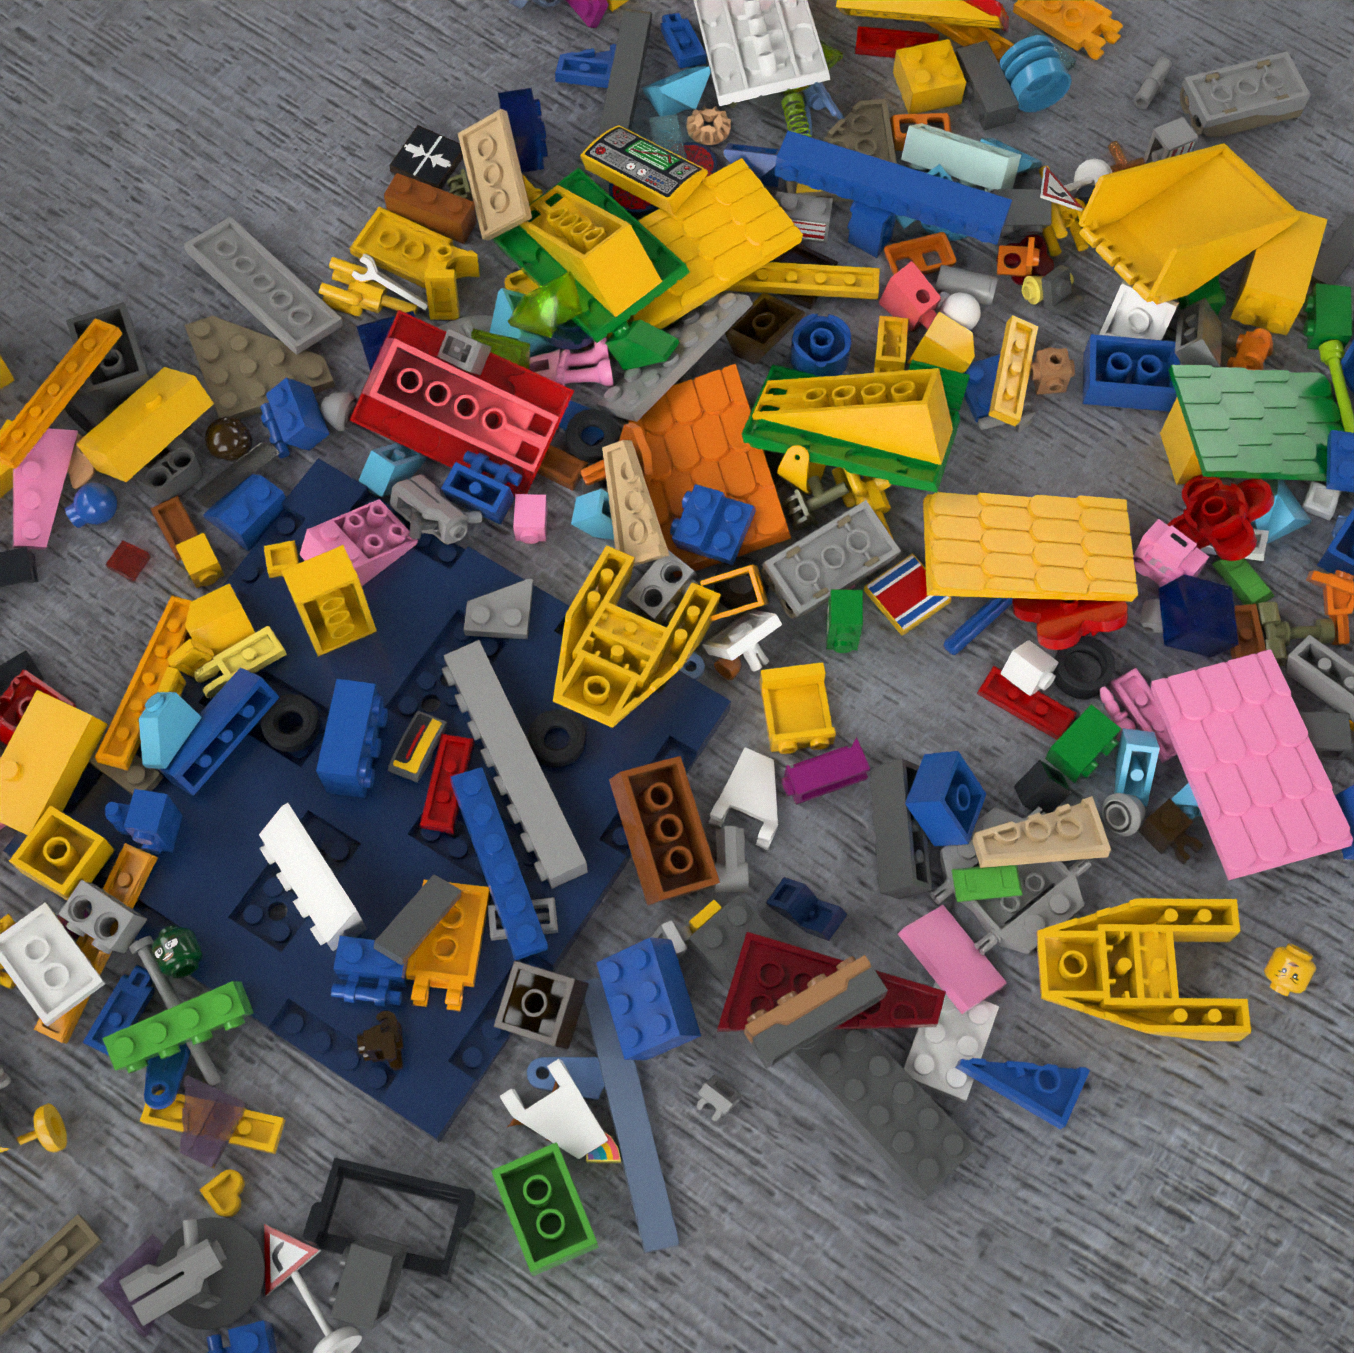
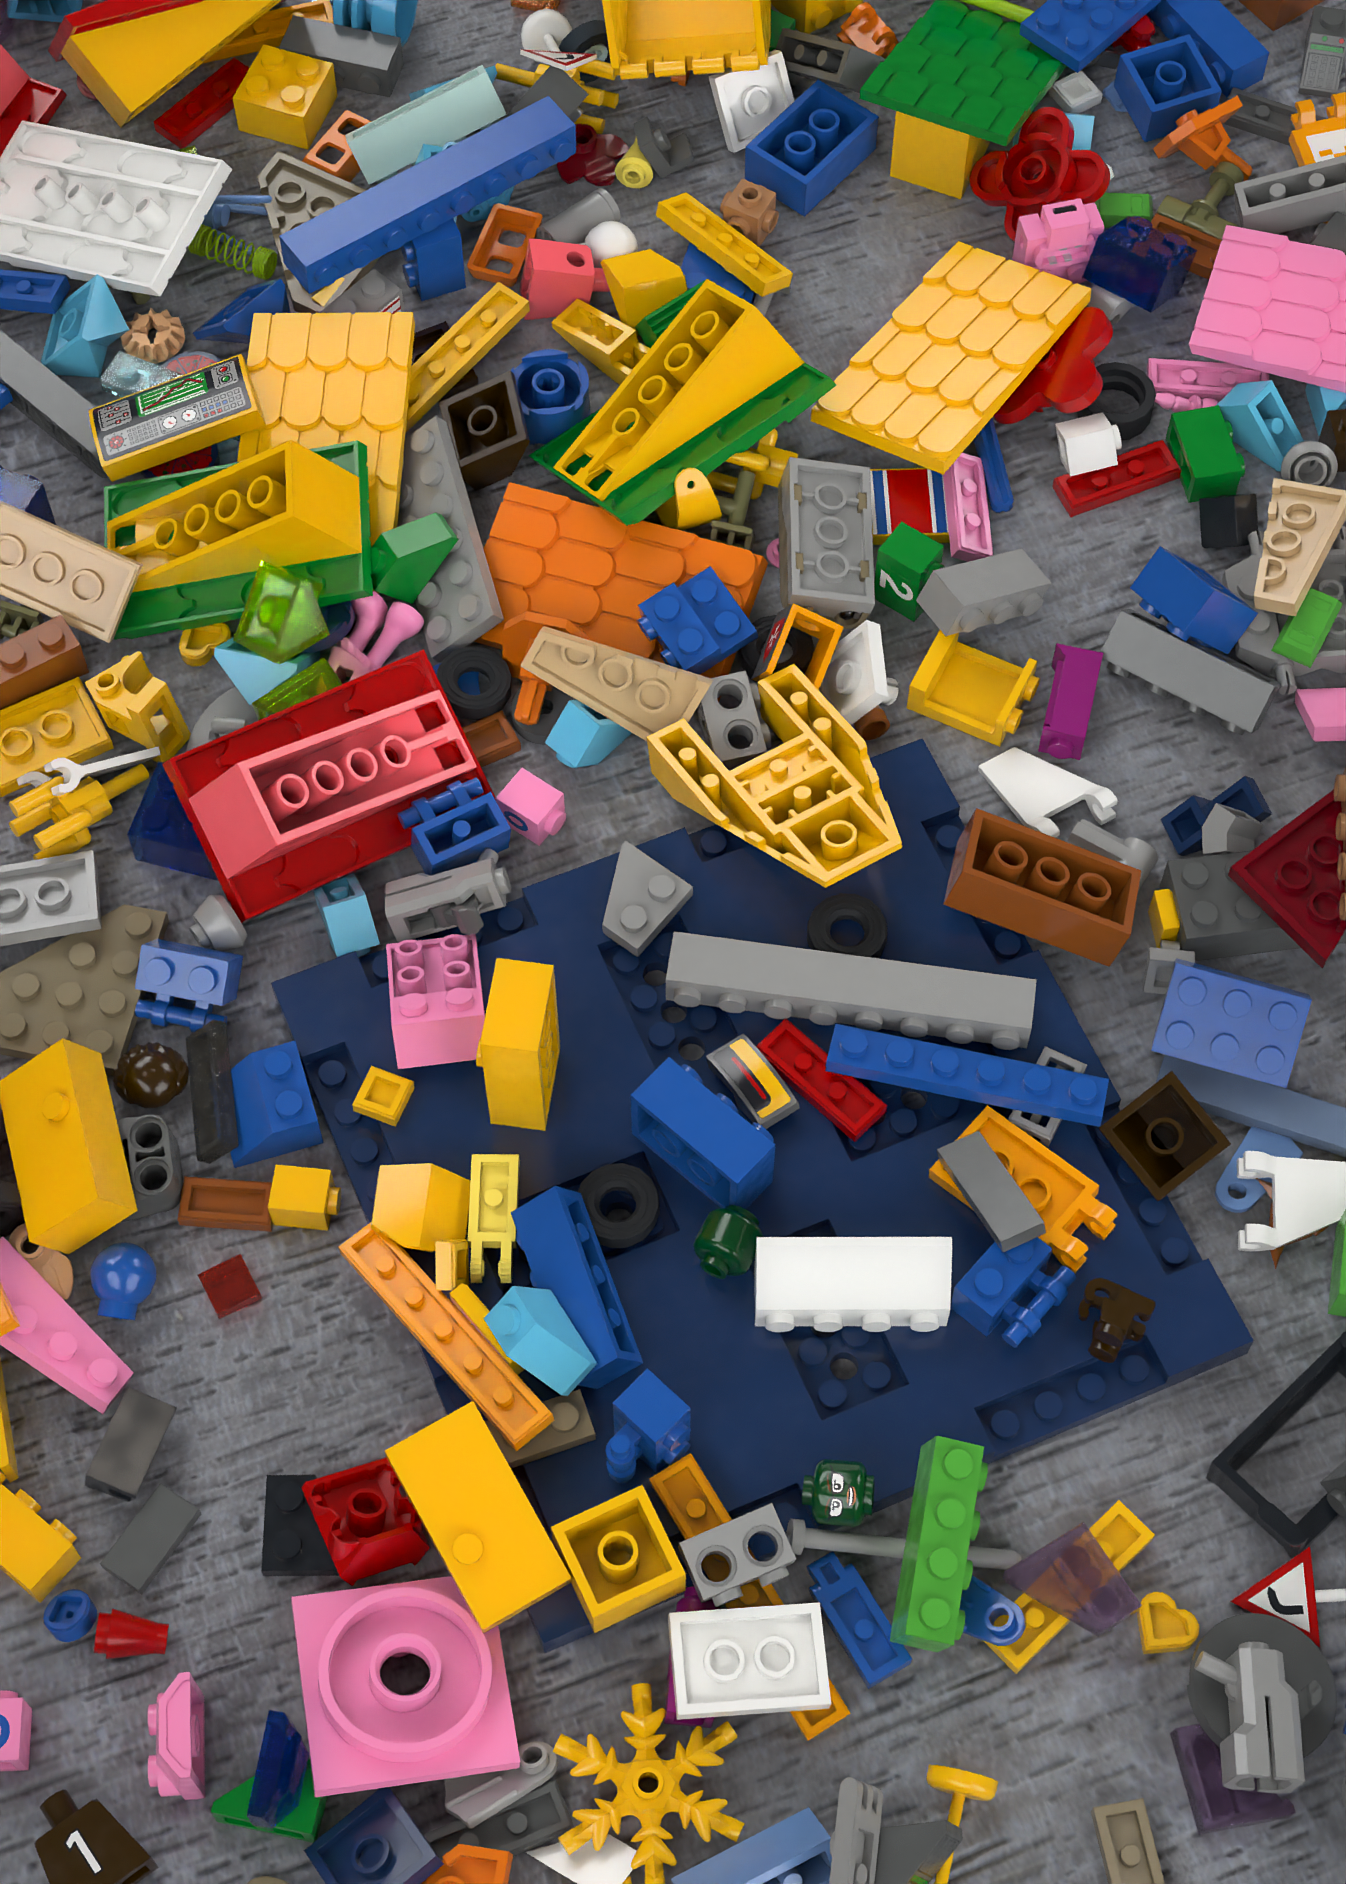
camera: 55 degrees left, 5 degrees down
(301, 793) = (727, 1241): none -> dark green head
(464, 352) = (286, 721): light grey slope -> none
(791, 921) = (1228, 831): none -> light grey piece
(861, 672) = (983, 592): none -> light grey brick
(928, 628) = (967, 509): none -> bright pink tile
(1028, 255) = (600, 147): orange bracket -> none

